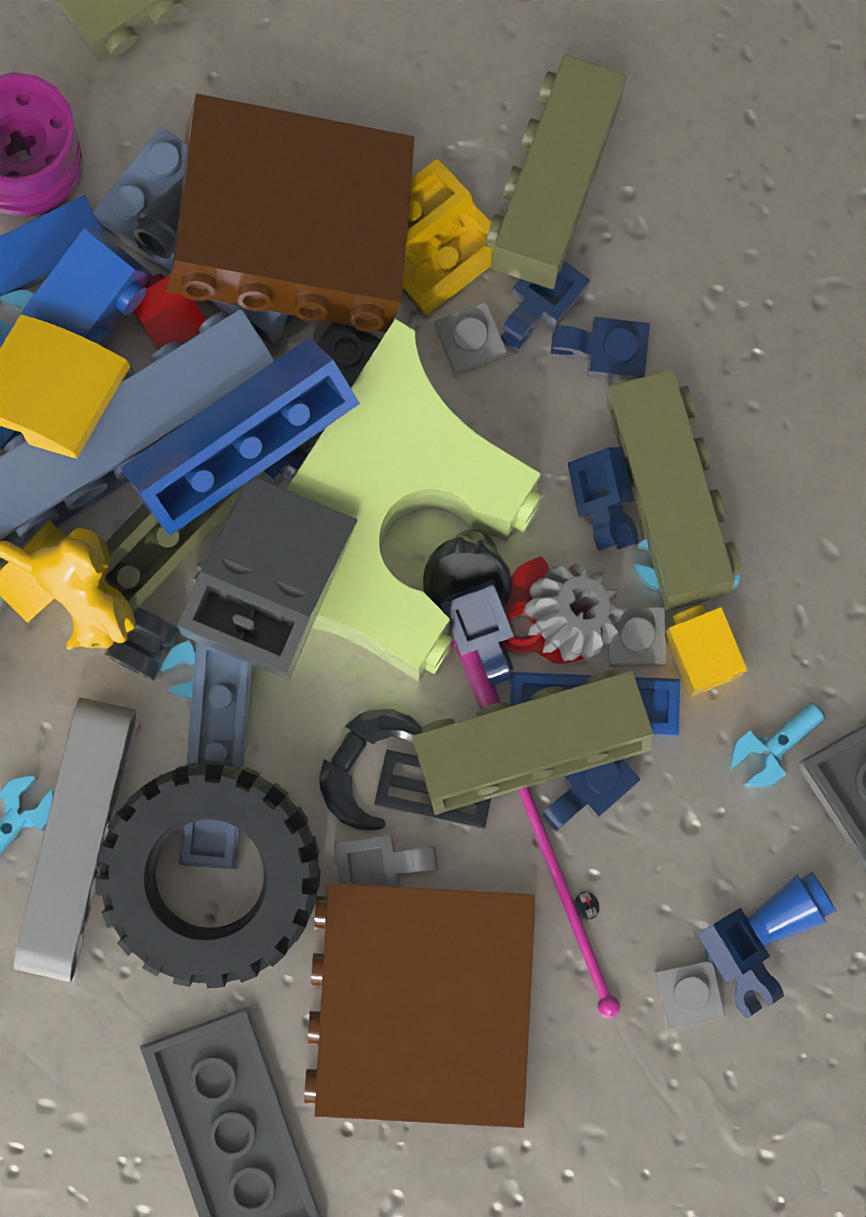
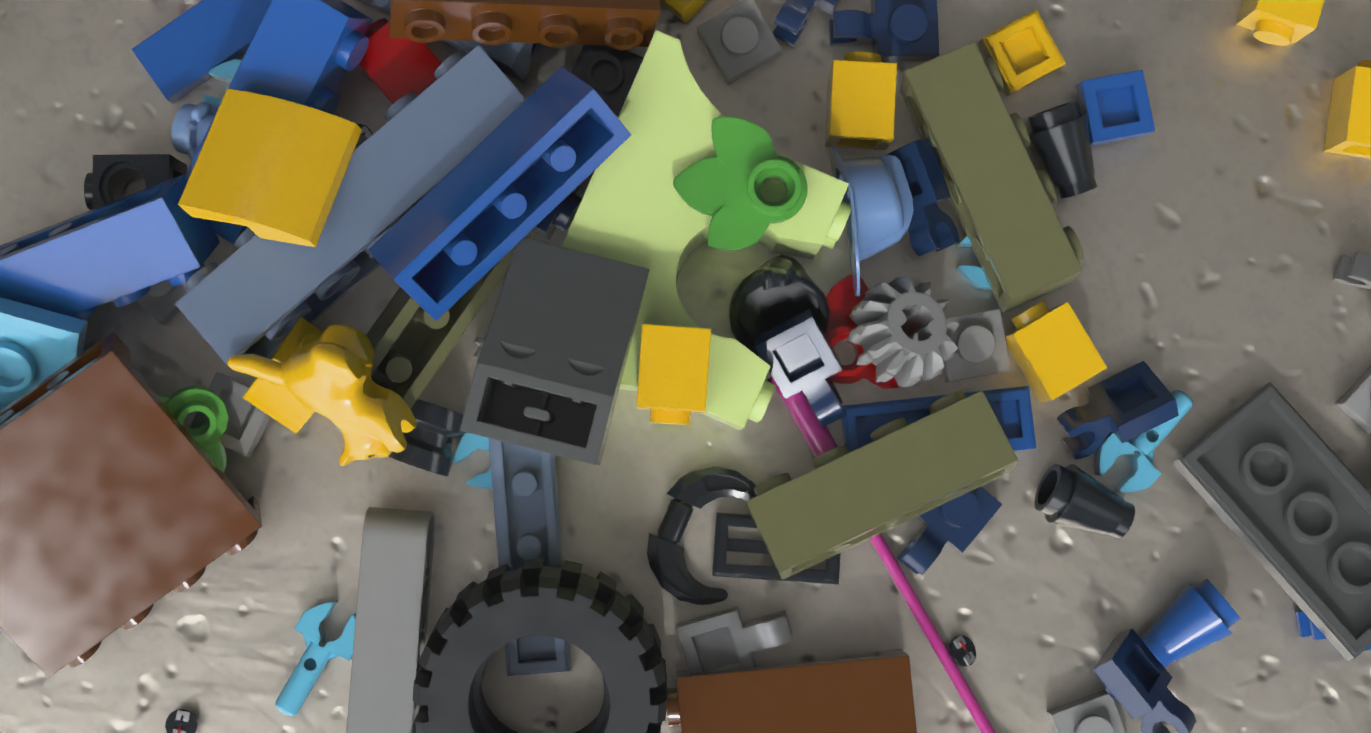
camera: 10 degrees left, 5 degrees up
(364, 609) = (673, 372): none -> yellow brick
(438, 460) = (732, 181): none -> bright green plate
(567, 497) = (878, 203): none -> medium blue piece
(568, 408) = (860, 102): none -> yellow brick
(712, 788) = (1081, 502): none -> black cone
(719, 386) = (1022, 52): none -> yellow tile
(742, 475) = (1064, 147): none -> black cone
(760, 707) = (1120, 404): none -> dark blue plate
(793, 446) = (1116, 107): none -> blue plate

